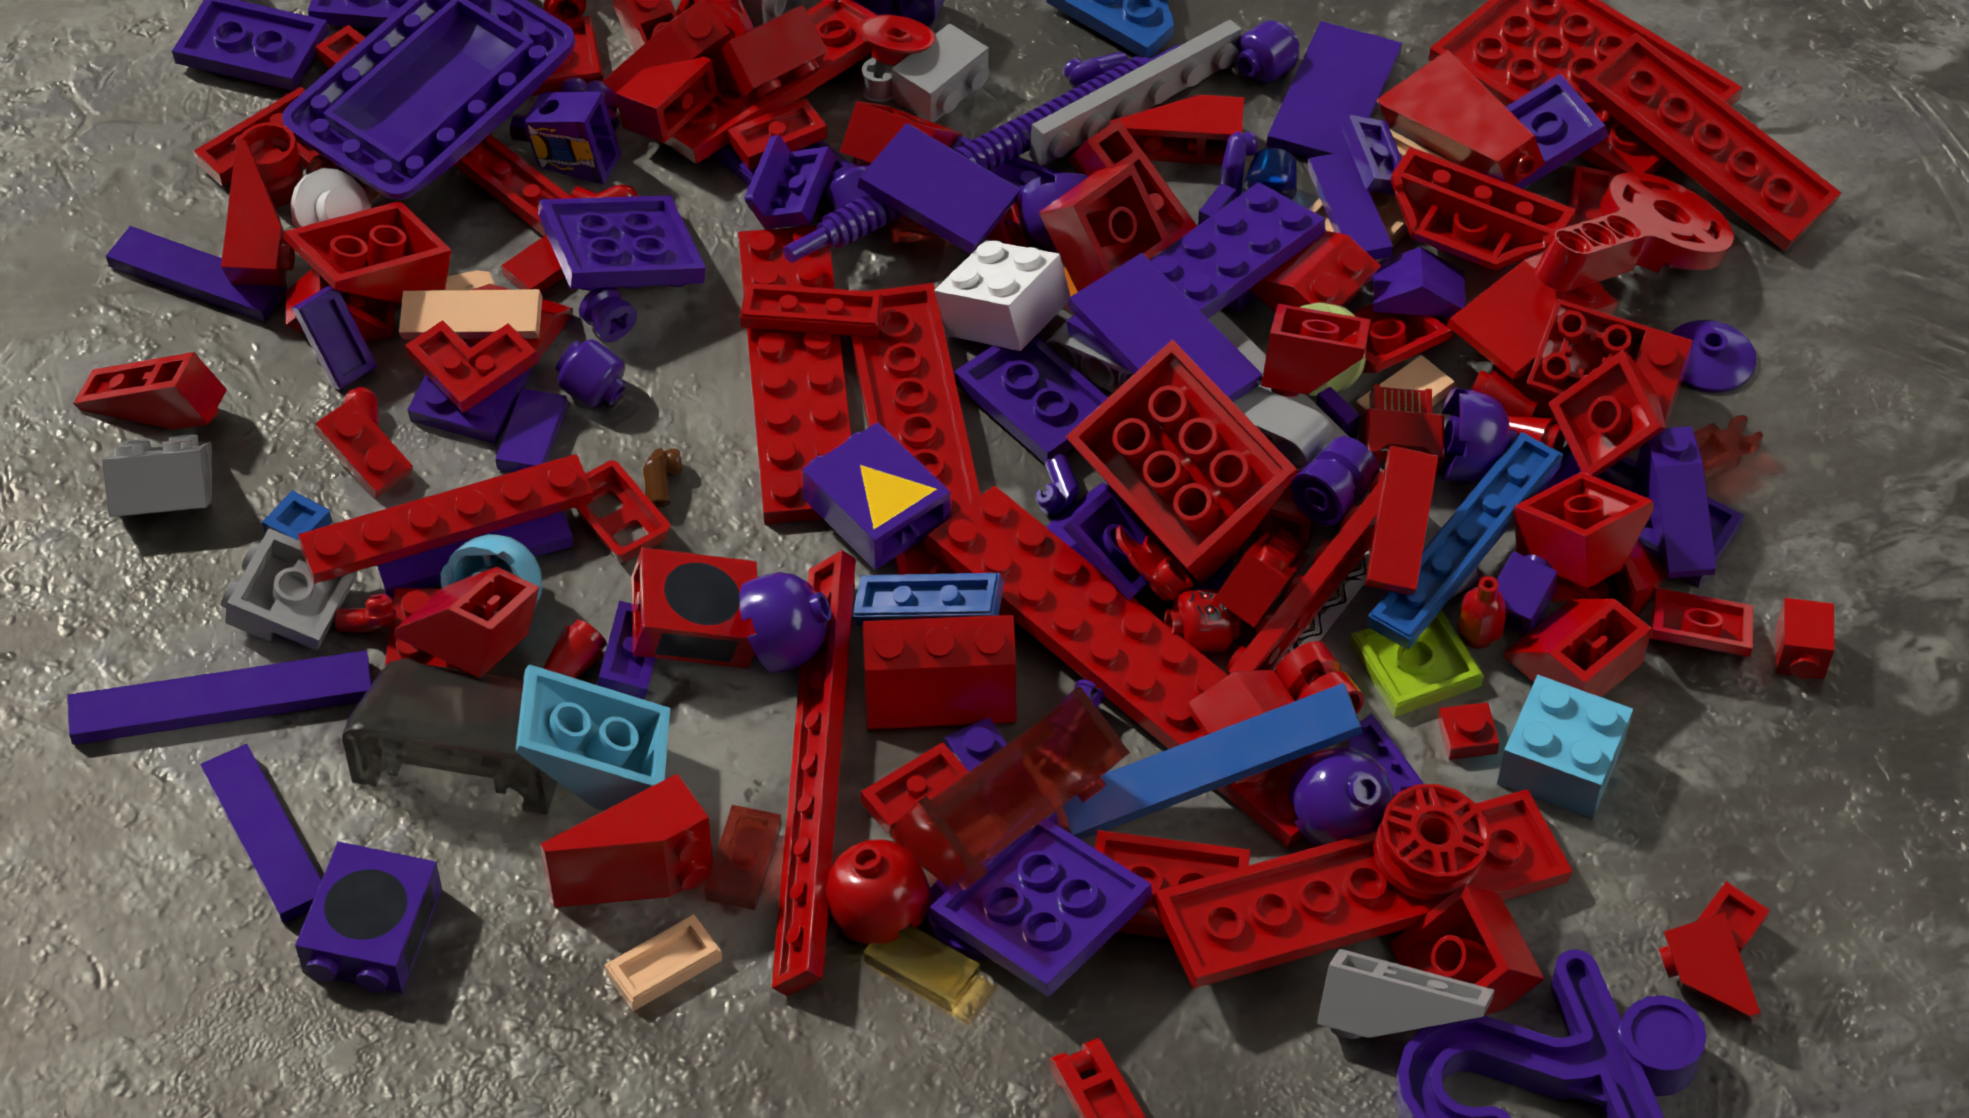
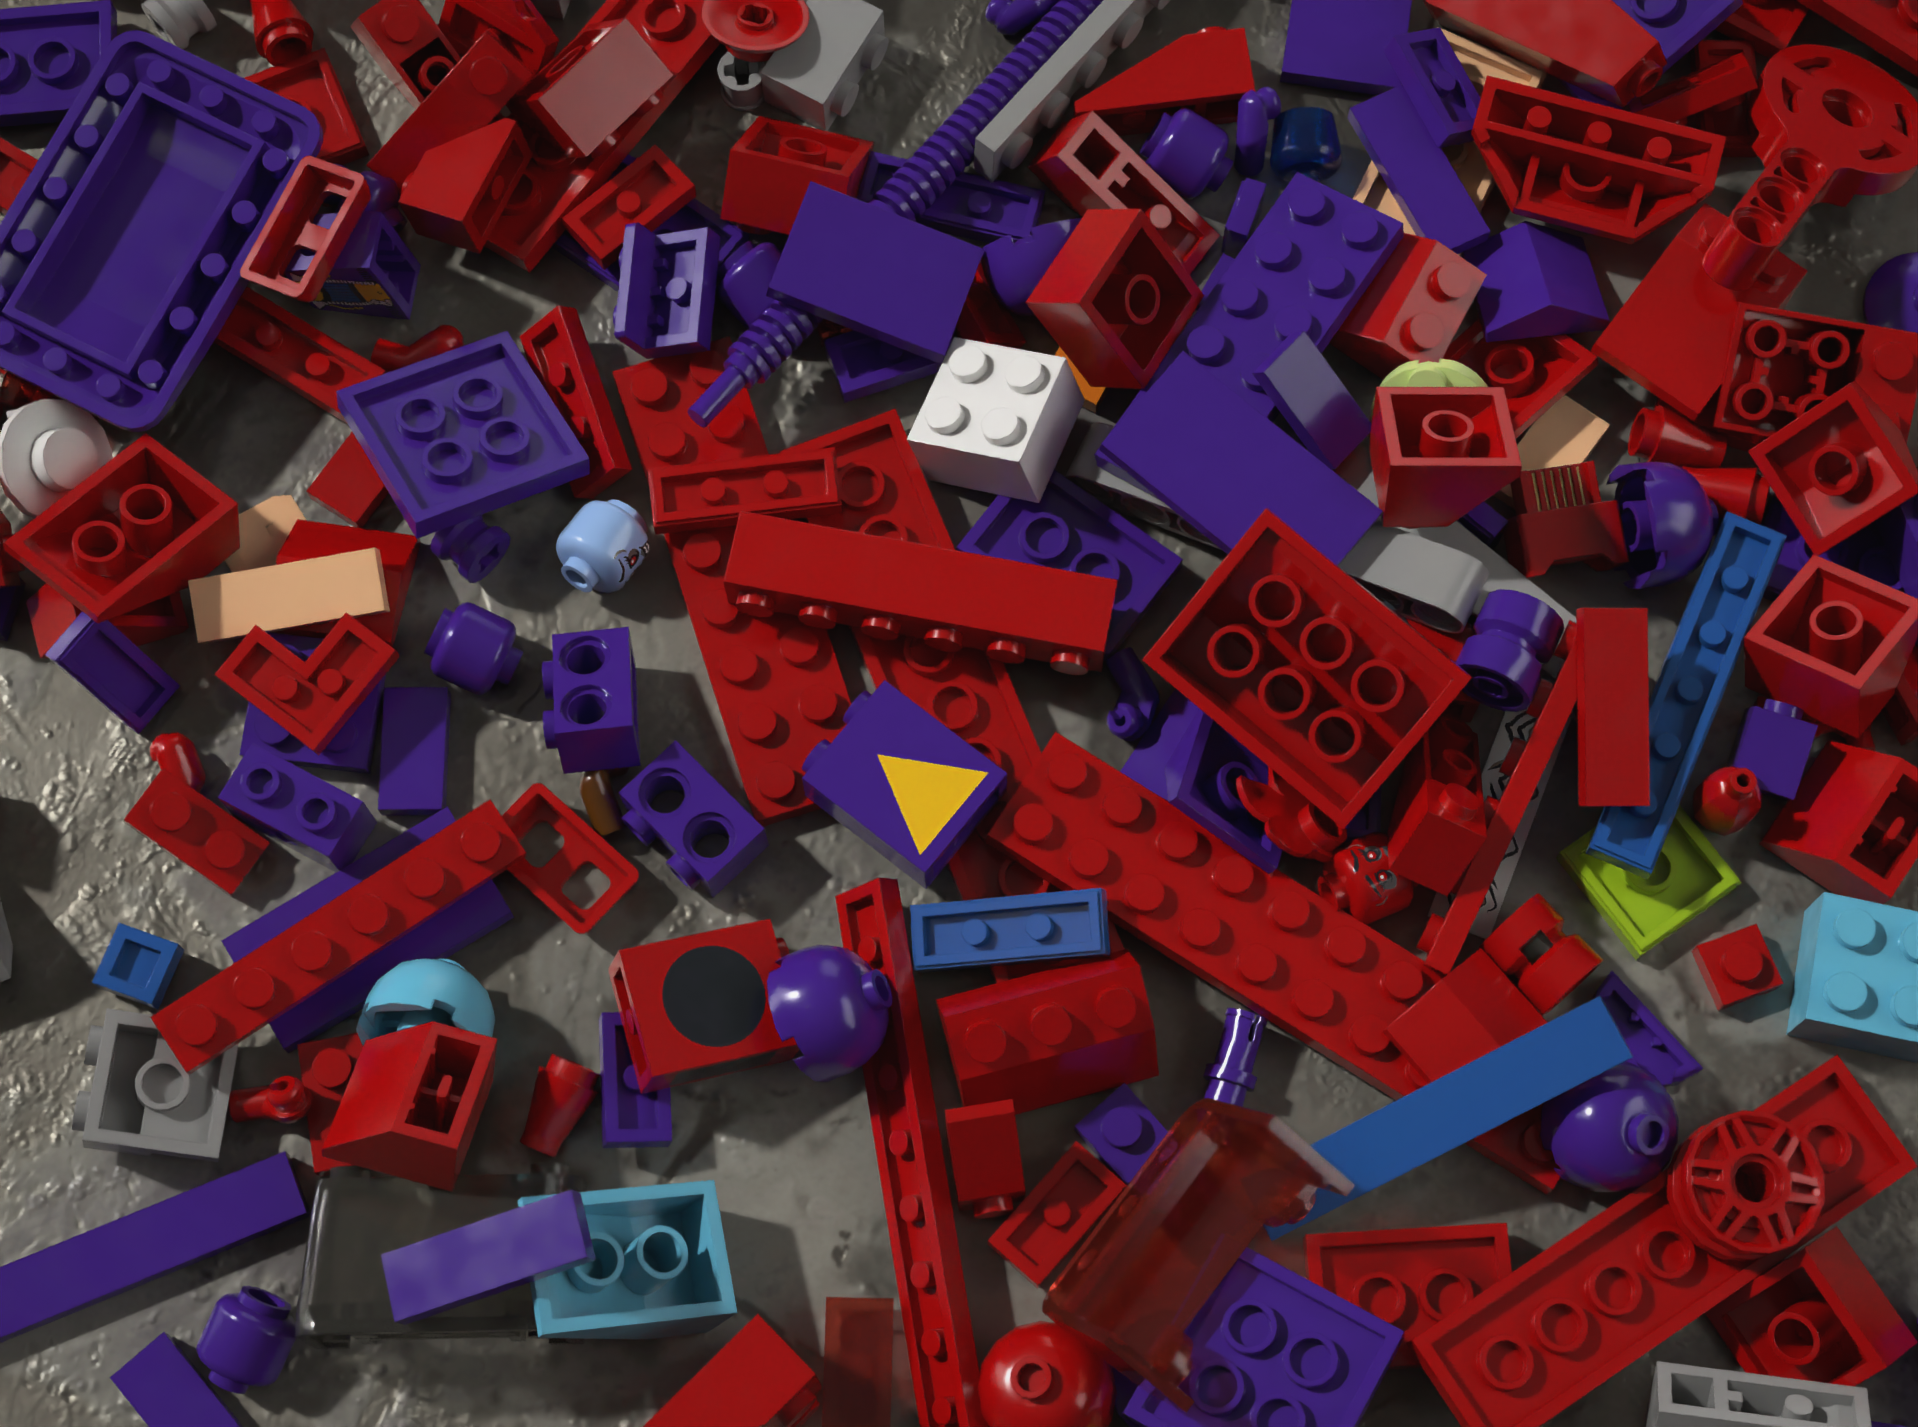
camera: 10 degrees left, 20 degrees up
(305, 756) = (247, 1339): none -> dark purple head
(439, 443) = (297, 809): none -> dark purple brick
(494, 692) = (488, 1257): none -> dark purple tile
(539, 91) = (292, 228): none -> red piece
(667, 413) = (593, 700): none -> dark purple brick
(701, 329) = (602, 546): none -> light blue head
(706, 222) = (567, 370): none -> red plate
(718, 502) = (704, 811): none -> dark purple brick
(871, 728) = (985, 1158): none -> red slope
(921, 384) = (920, 593): none -> red brick
(926, 255) = (870, 365): none -> dark purple plate
(1186, 169) = (1188, 153): none -> dark purple head
(1232, 306) = (1313, 399): none -> dark purple tile
(1580, 186) = (1712, 87): none -> red plate

